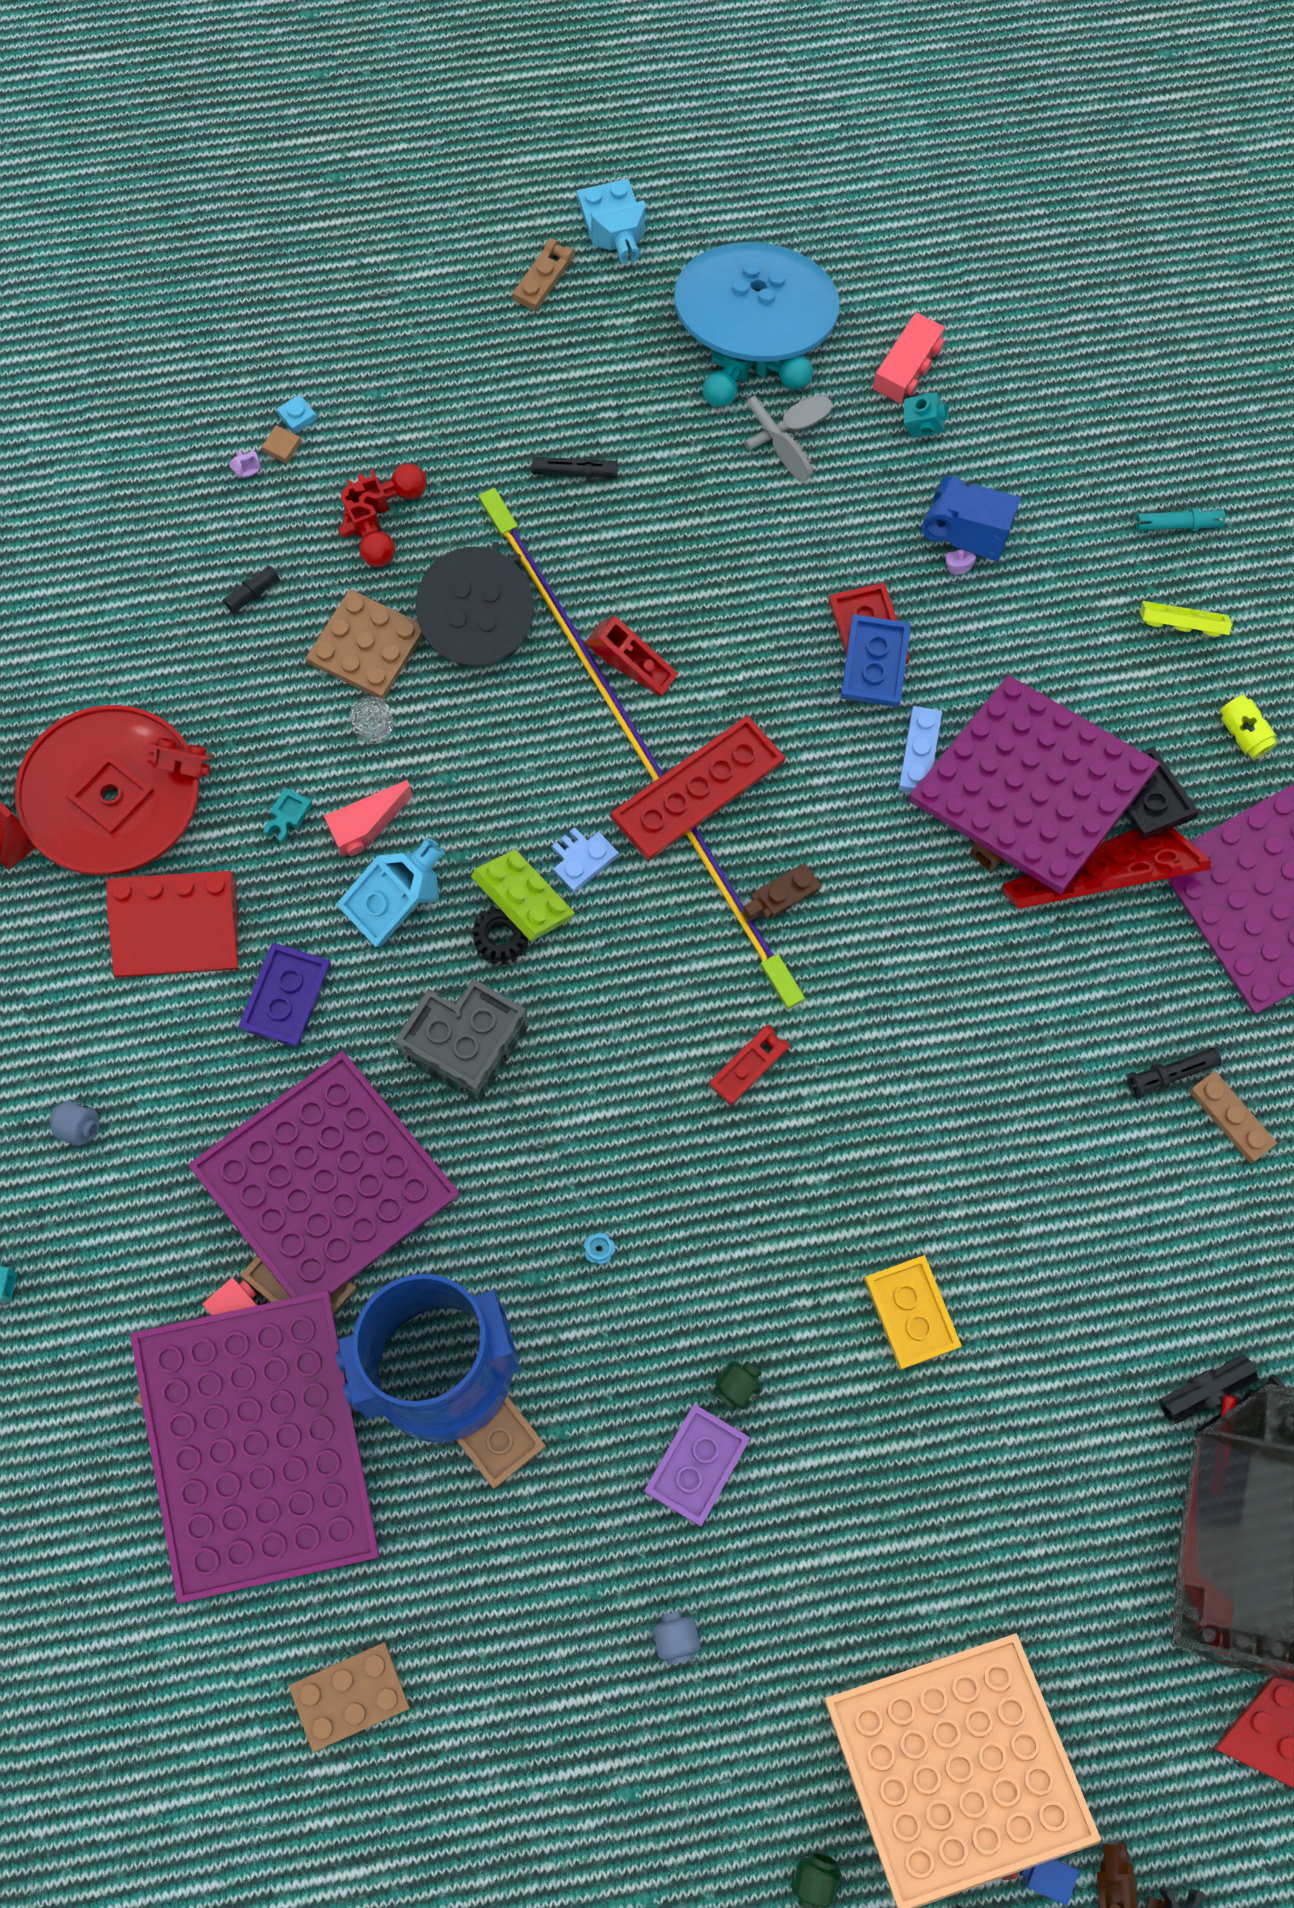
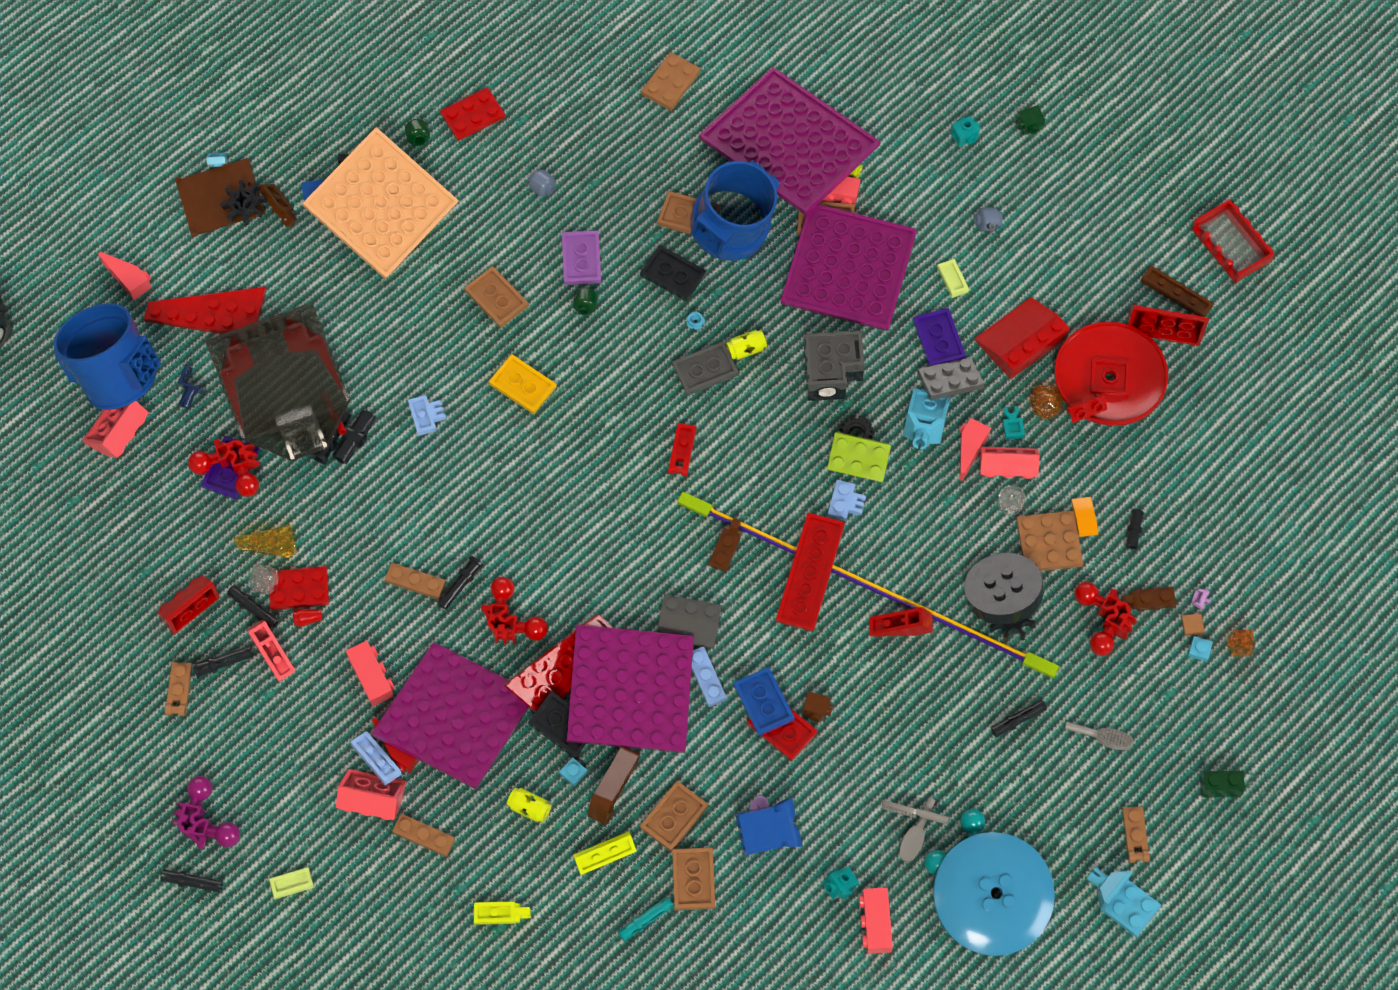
camera: 150 degrees right, 5 degrees down
(194, 1074) = (953, 278): none -> yellowish green tile
(219, 815) = (1045, 395): none -> clear orange hair
(245, 382) = (1241, 643): none -> clear orange brick
(297, 642) = (1085, 516): none -> light orange slope
(304, 502) = (1151, 598): none -> reddish brown hinge
(318, 924) = (950, 378): none -> plate
(335, 762) = (1009, 462): none -> coral brick
(404, 257) = (1222, 784): none -> dark green brick
(487, 391) = (1106, 736): none -> light grey piece
(540, 1152) = (754, 343): none -> neon yellow piece
(579, 1345) = (673, 273): none -> black plate
(636, 1163) = (705, 368): none -> dark grey plate
(702, 1860) = (472, 114): none -> red plate
(809, 624) = (817, 707): none -> reddish brown brick
(866, 1484) = (496, 297): none -> medium nougat plate
(896, 828) = (690, 618): none -> dark grey slope
(1071, 609) = (674, 816): none -> medium nougat plate
(1083, 1358) = (426, 414): none -> light blue hinge
(1093, 528) = (693, 879): none -> medium nougat plate
(1124, 1020) = (534, 628): none -> red piece
(1150, 667) = (612, 784): none -> reddish brown beam
(1164, 738) = (573, 772): none -> medium azure plate

